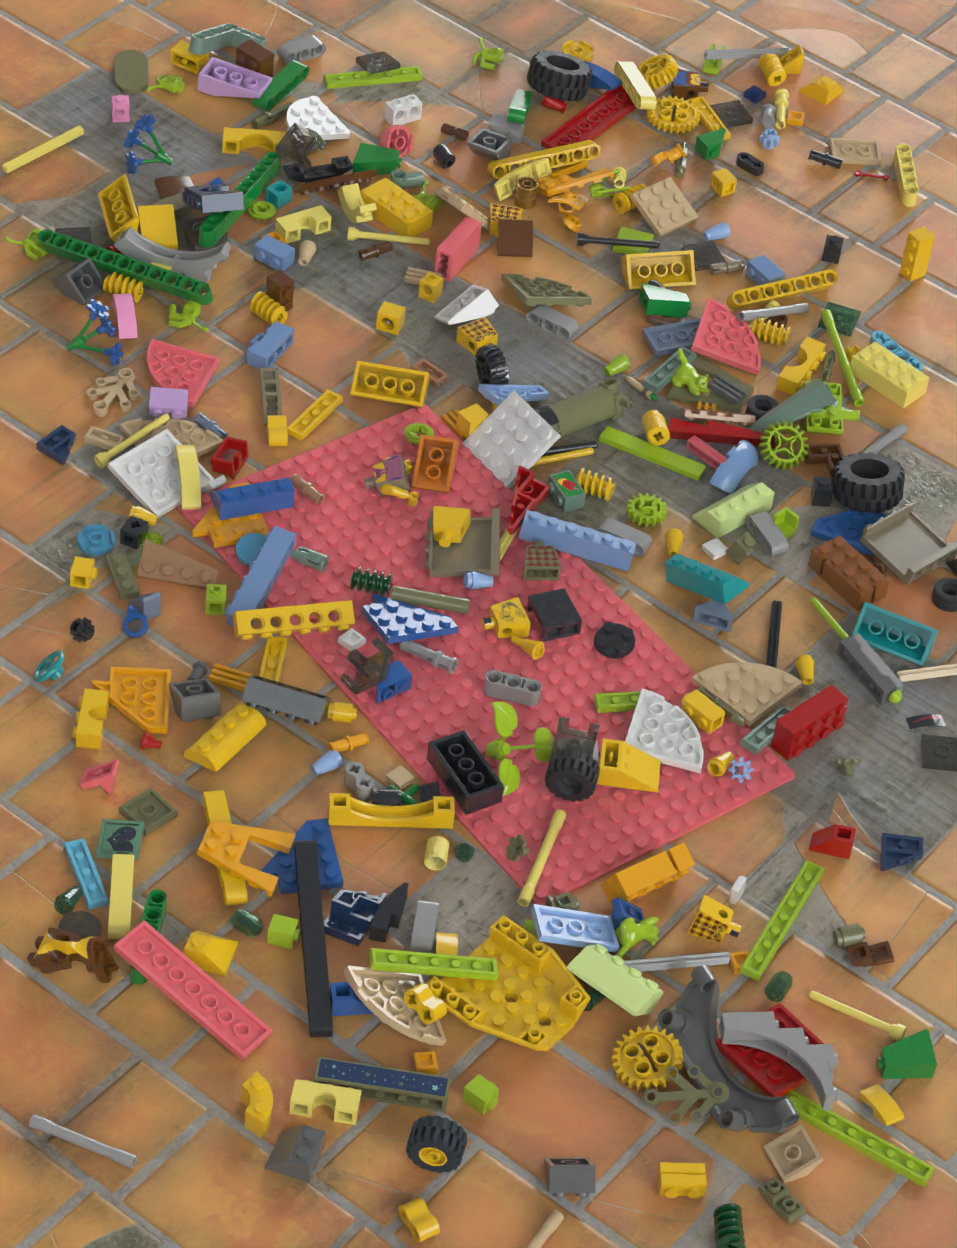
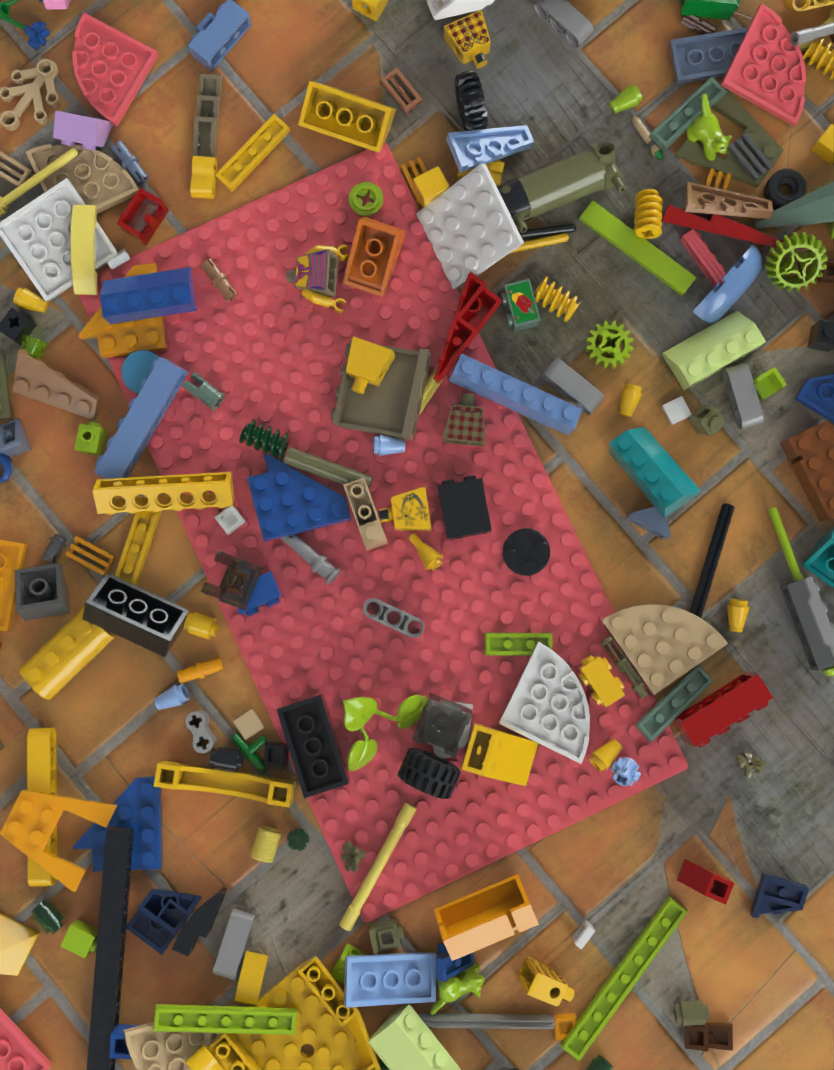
camera: 20 degrees right, 40 degrees up
(474, 625) = (365, 514): none -> tan slope

